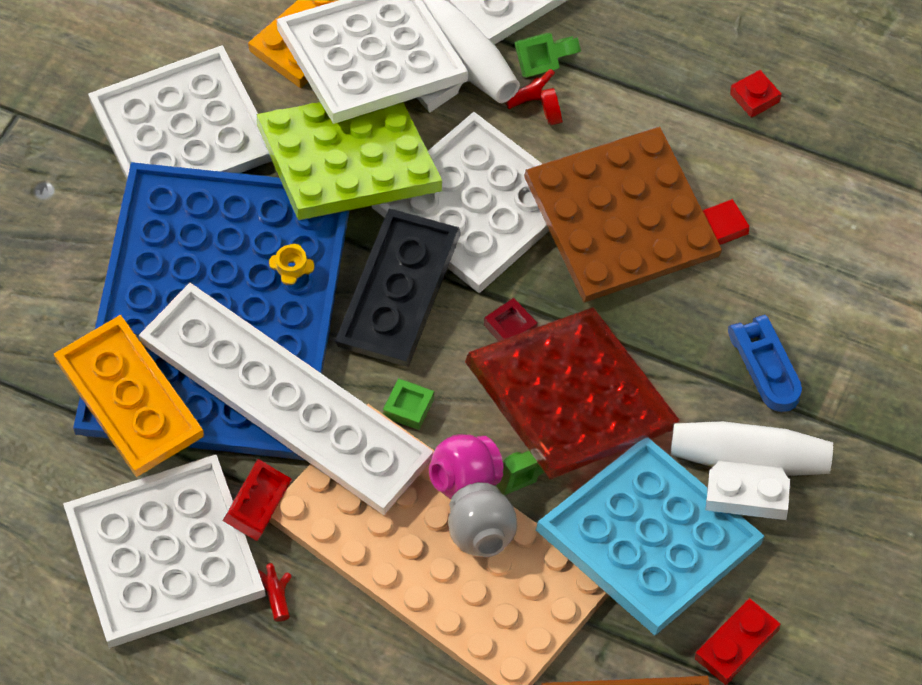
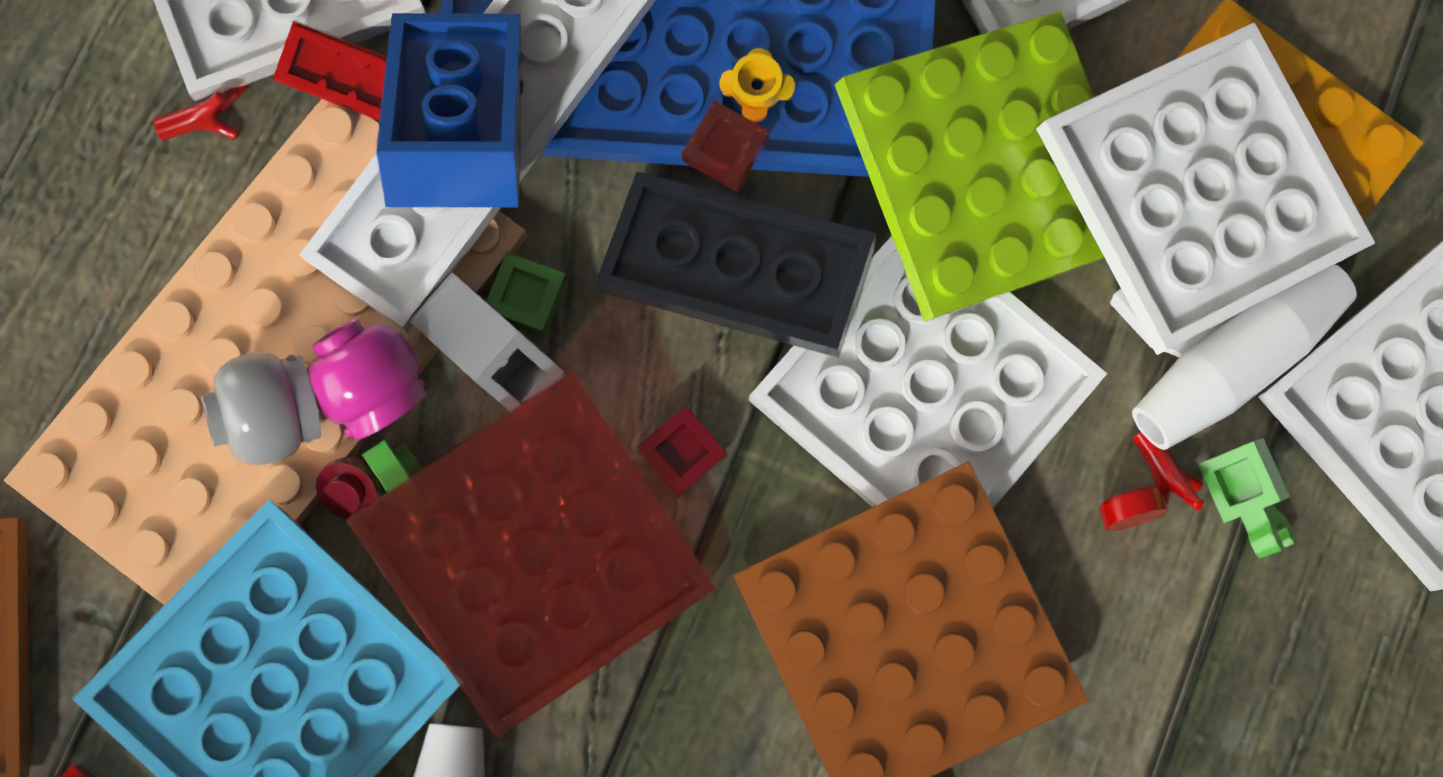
camera: 80 degrees right, 20 degrees up
(302, 408) = (451, 111): none -> blue slope
(330, 279) = (725, 146): none -> clear red plate
(447, 409) = (484, 343): none -> light grey slope
(527, 498) = (347, 485): none -> dark red plate

